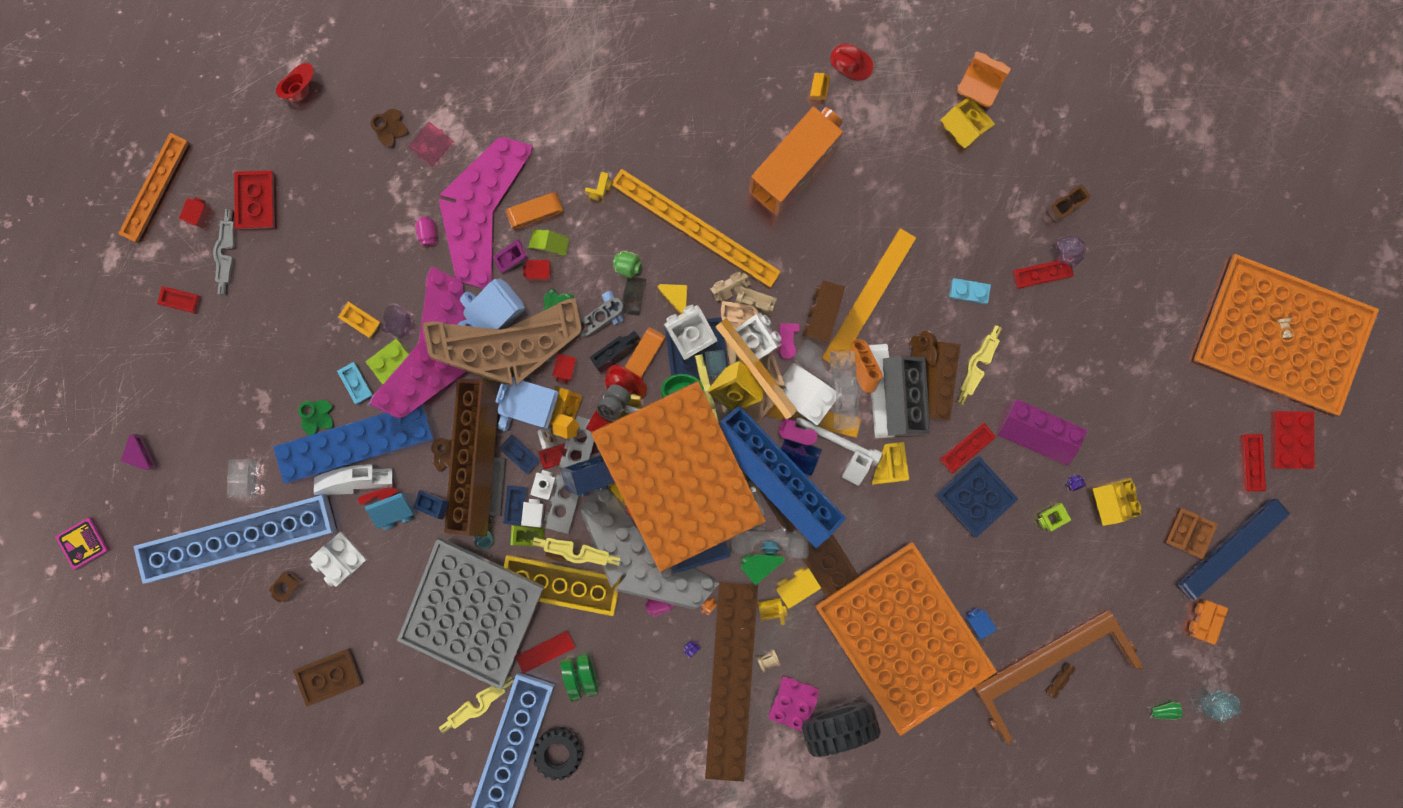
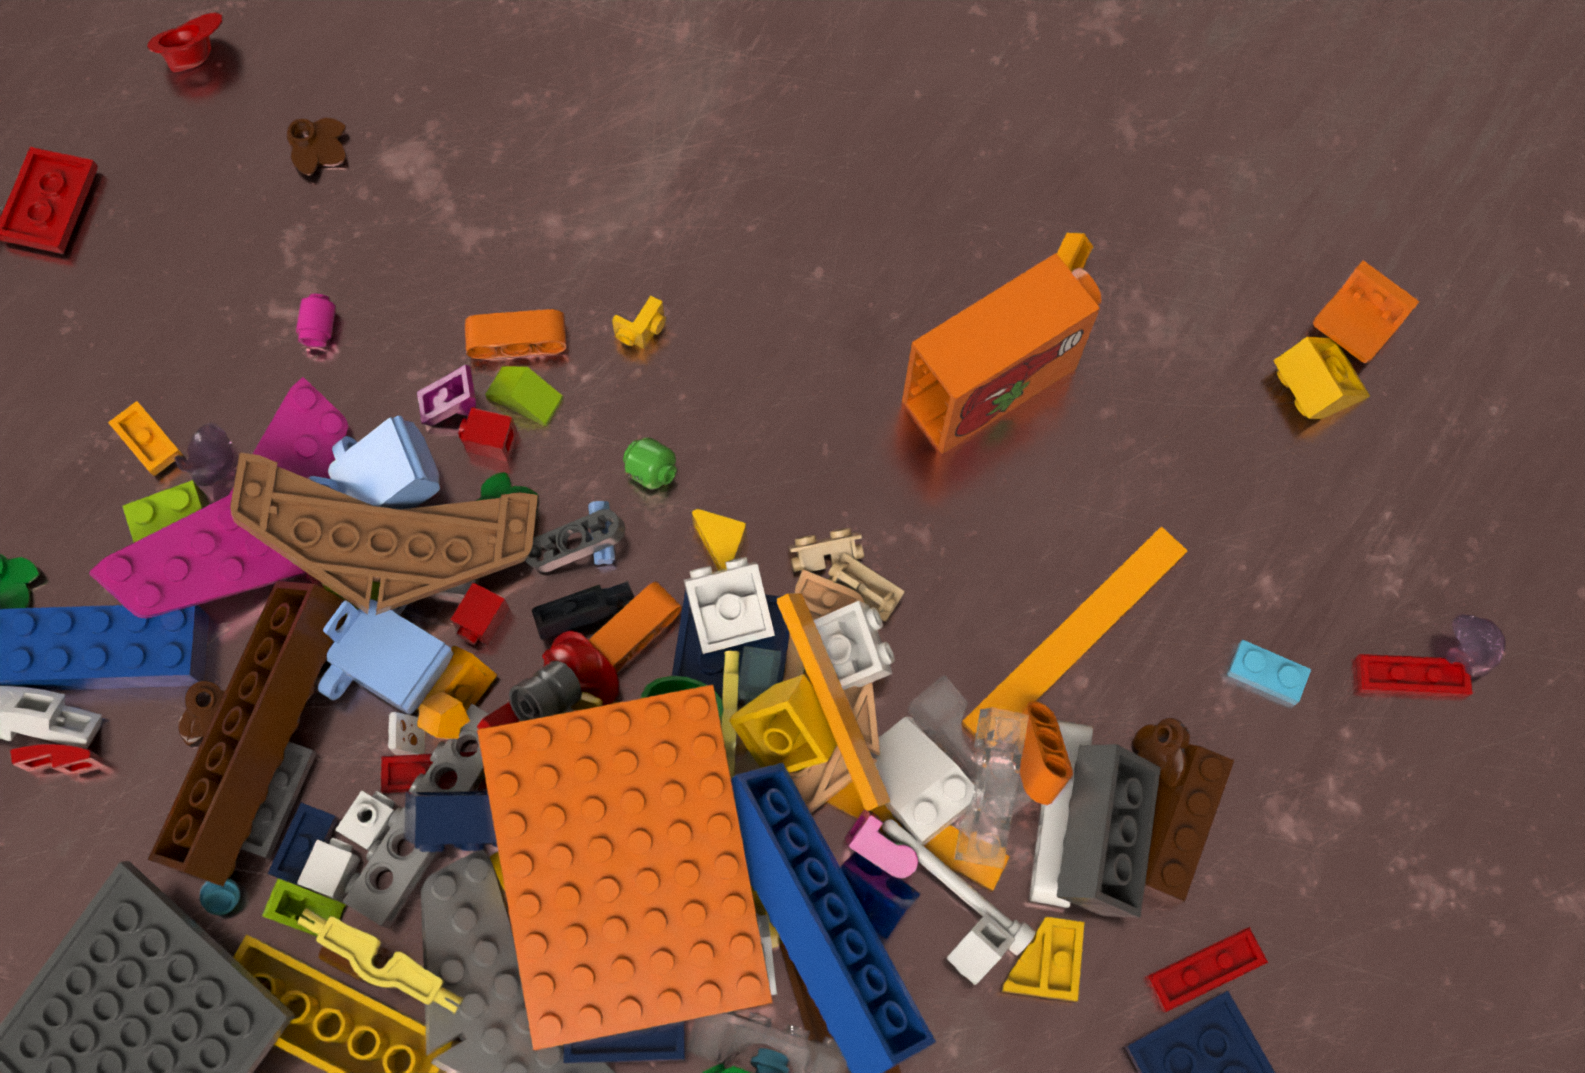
camera: 10 degrees right, 15 degrees down
(355, 383) = (92, 539): medium azure plate -> none
(391, 510) = (65, 790): dark azure slope -> none
(430, 144) = (376, 189): clear pink piece -> none
(431, 504) = (144, 800): dark blue plate -> none
(477, 194) = (423, 287): dark pink wing -> none
(519, 454) = (344, 751): dark blue plate -> none
(634, 295) = (644, 522): clear smoke slope -> none
(695, 228) = (793, 437): light orange plate -> none
(787, 332) = (901, 685): dark pink leg -> none
(823, 312) = (986, 634): reddish brown brick -> none
(852, 61) = (1136, 234): red piece -> none
(985, 356) = (1247, 828): light yellow piece -> none
(1042, 432) = (1363, 976): magenta slope -> none
(1071, 201) = (1485, 558): reddish brown brick -> none

